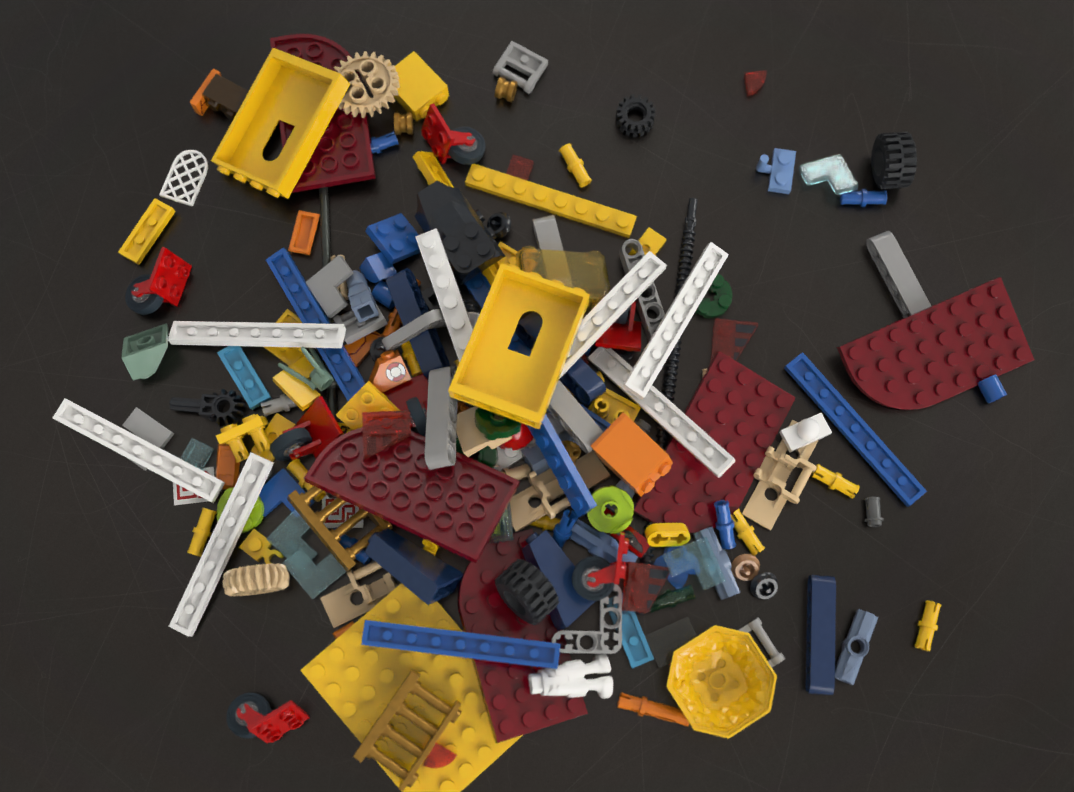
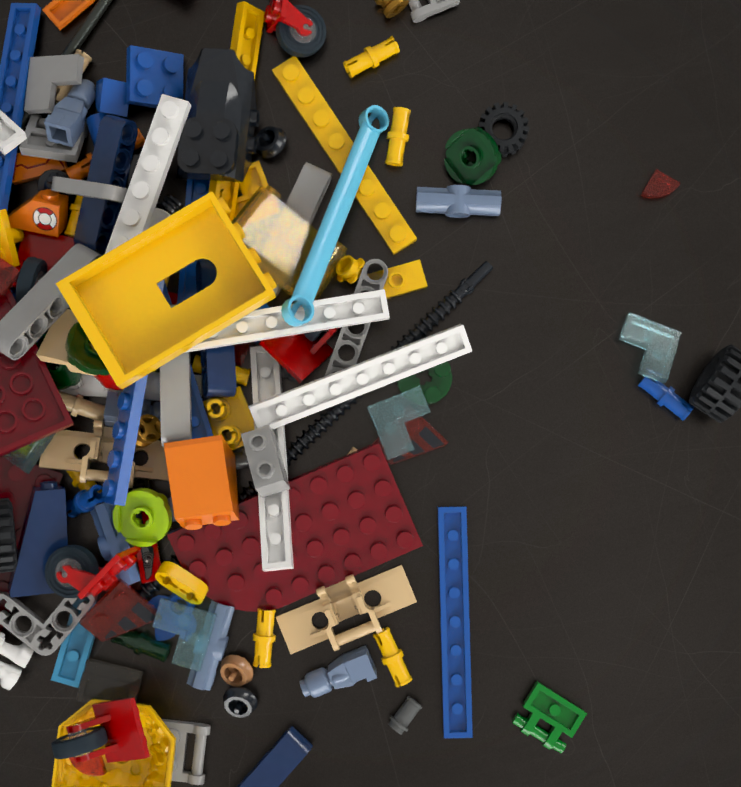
camera: 40 degrees right, 10 degrees up
(520, 131) = (371, 57): none -> yellow pin
(520, 167) = (340, 97): clear red tile -> none
(582, 234) = (335, 216): none -> medium azure piece
(614, 260) = (349, 269): none -> yellow plate
(625, 131) = (486, 156): none -> dark green plate
(643, 176) = (458, 201): none -> sand blue piece
(650, 708) = (35, 723): orange pin -> none
(663, 408) = (265, 461): none -> light grey brick
(704, 693) = (92, 767): none -> clear red tile
(712, 331) = (390, 417): none -> clear light blue tile
(713, 656) = (117, 737): none -> red plate
(725, 524) = (247, 615): blue pin -> none
(780, 170) = (605, 301): medium blue plate -> none
(805, 432) = (401, 588): white tile -> none
(812, 514) = (341, 673): none -> sand blue piece
(897, 273) = (629, 513): light grey beam -> none
(939, 349) = (606, 611): dark red plate -> none
(961, 435) = (554, 710): none -> green plate
(992, 389) = (626, 690): blue beam -> none

